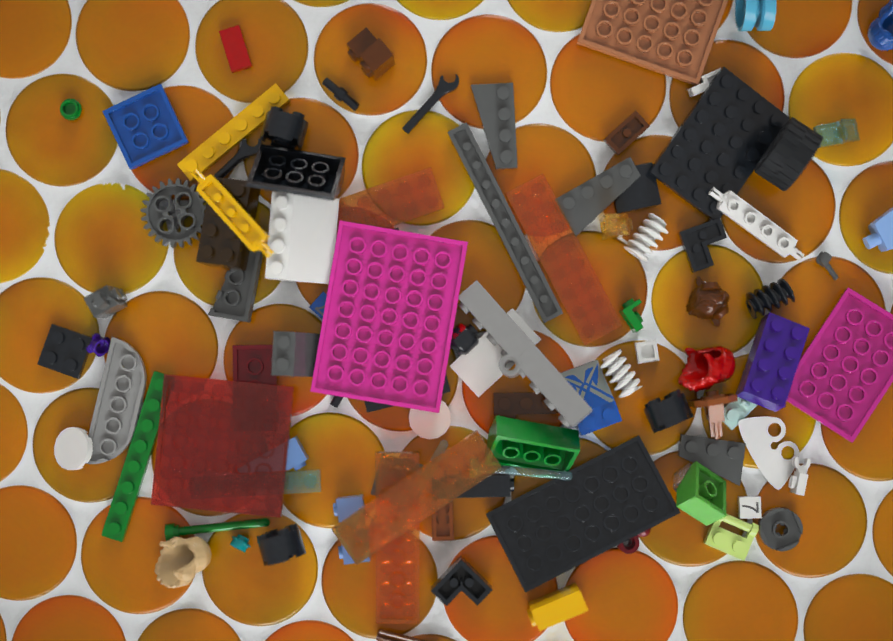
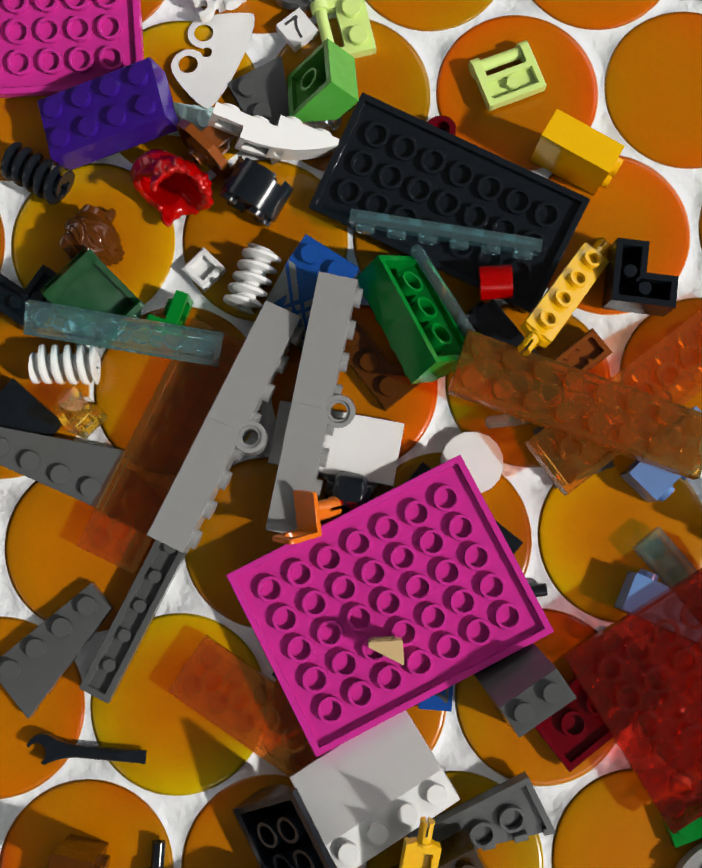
camera: 120 degrees left, 5 degrees down
(367, 299) = (388, 646): none -> tan slope
(466, 308) = (308, 516): none -> orange bracket
(482, 536) = (563, 296): none -> yellow plate
(518, 504) = (495, 282): none -> red brick
(547, 300) = (225, 428): none -> light grey hinge
(558, 503) = (458, 236): none -> clear light blue plate
(626, 605) = (509, 84): none -> yellowish green plate
(639, 281) = (122, 333): none -> clear light blue plate
(672, 278) = (91, 285): none -> dark green panel
(685, 449) = (284, 141): none -> white slope

